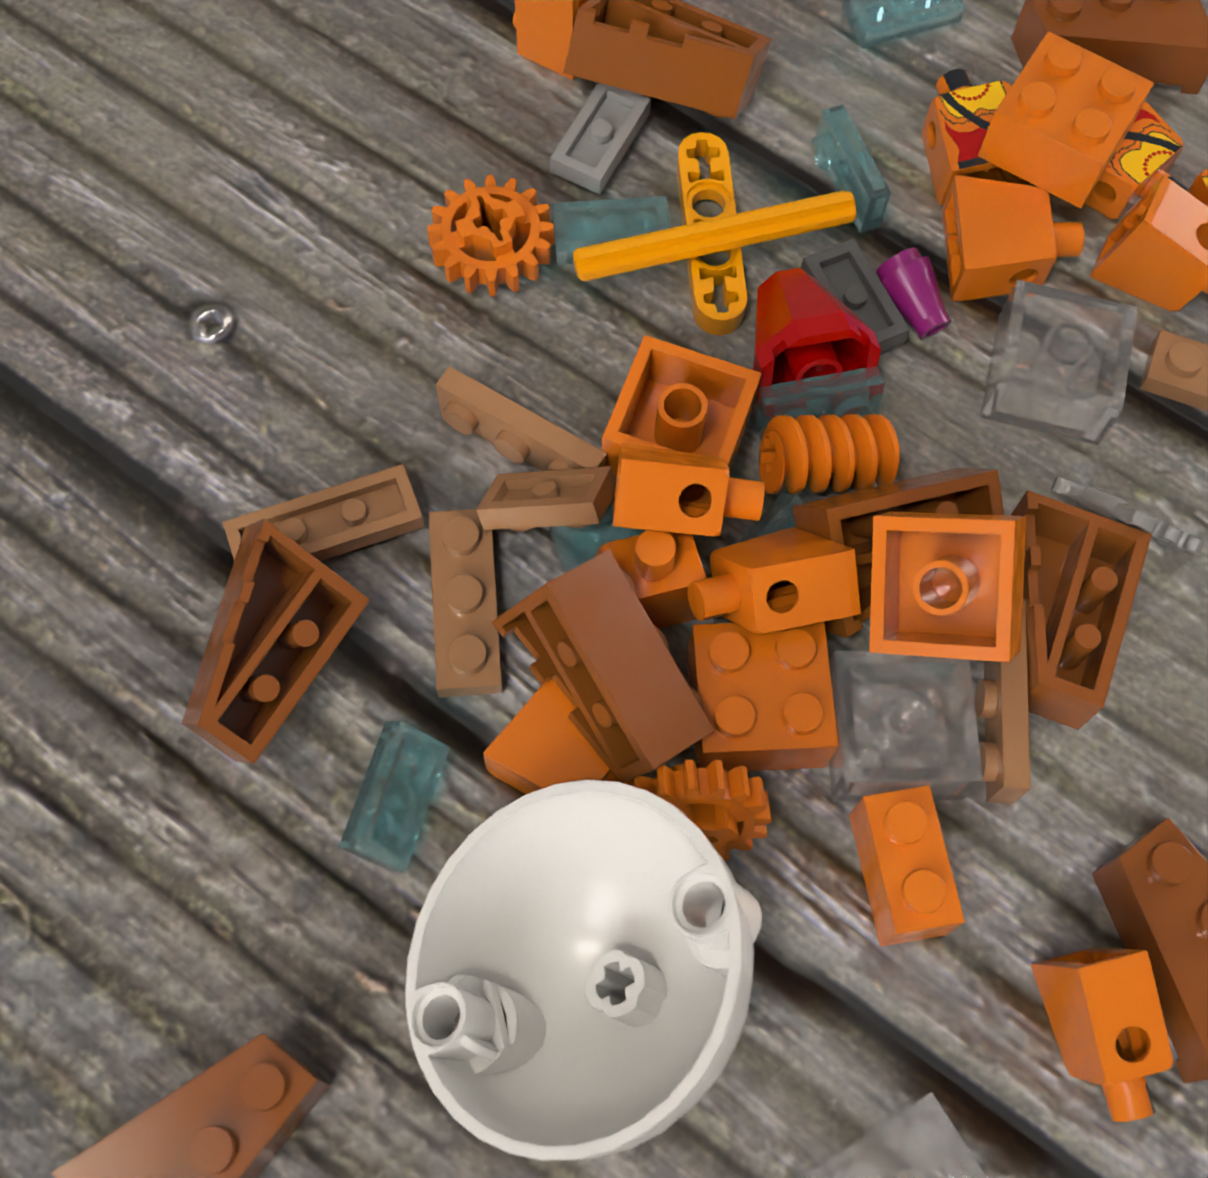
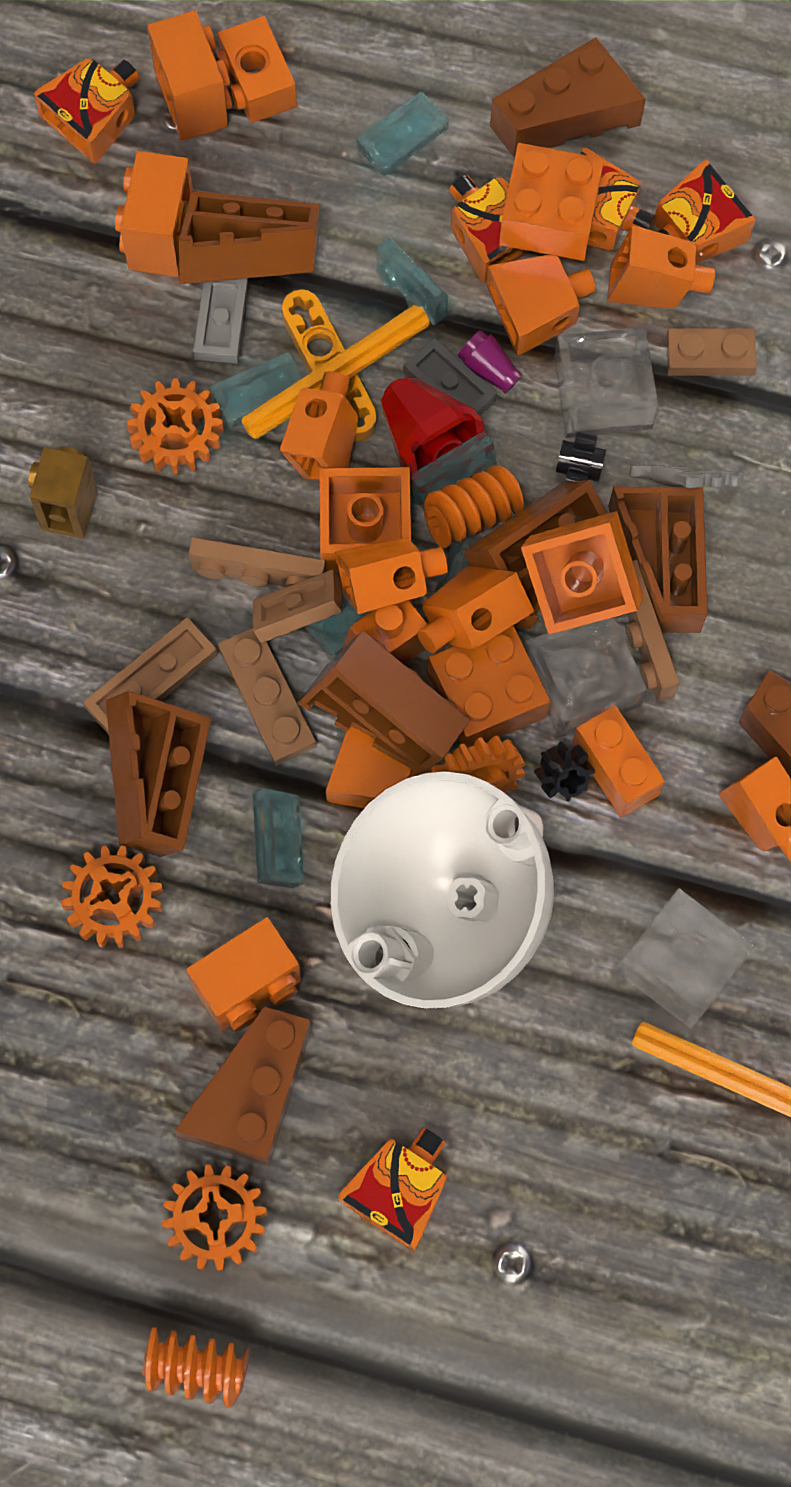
camera: 20 degrees left, 5 degrees up
(117, 774) = (96, 904): none -> orange gear
(254, 977) = (245, 976): none -> orange brick
(314, 256) = (63, 491): none -> pearl gold brick
(666, 288) = (321, 428): none -> orange torso
(824, 851) = (564, 771): none -> black gear
(993, 444) = (581, 458): none -> black gear

